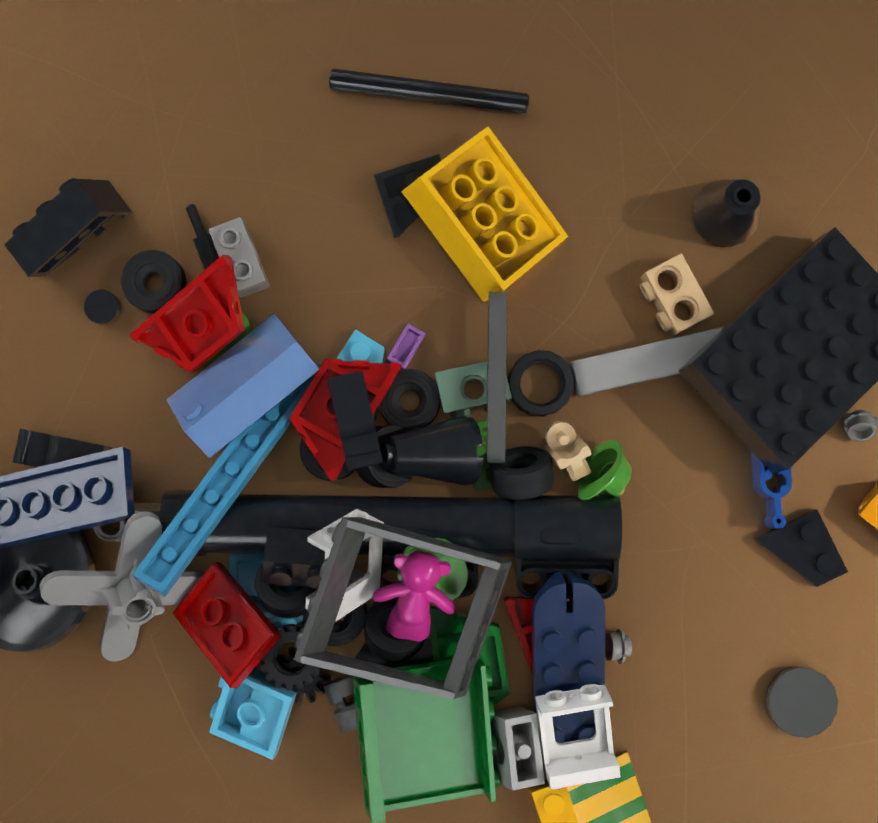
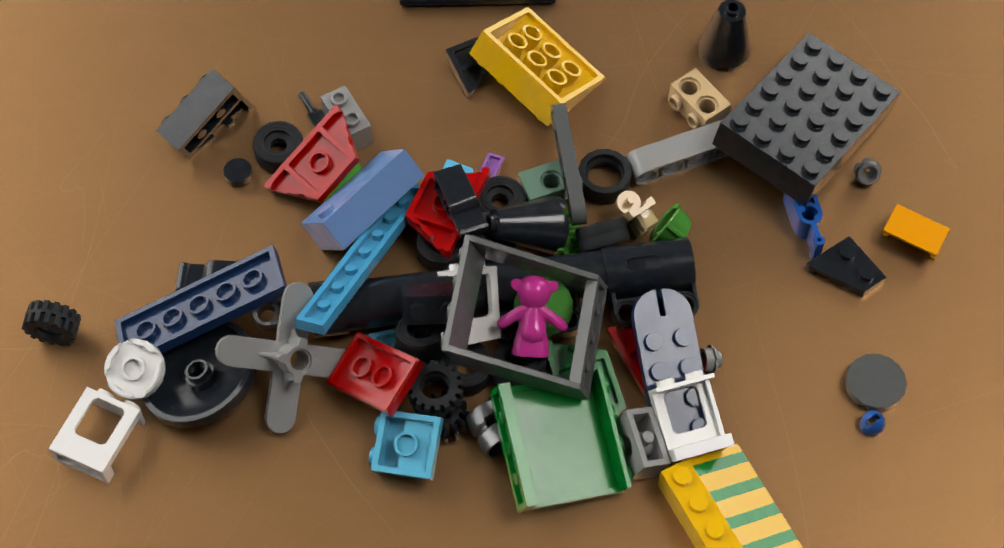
camera: 10 degrees left, 25 degrees down
(783, 744) = (876, 428): none -> blue hinge

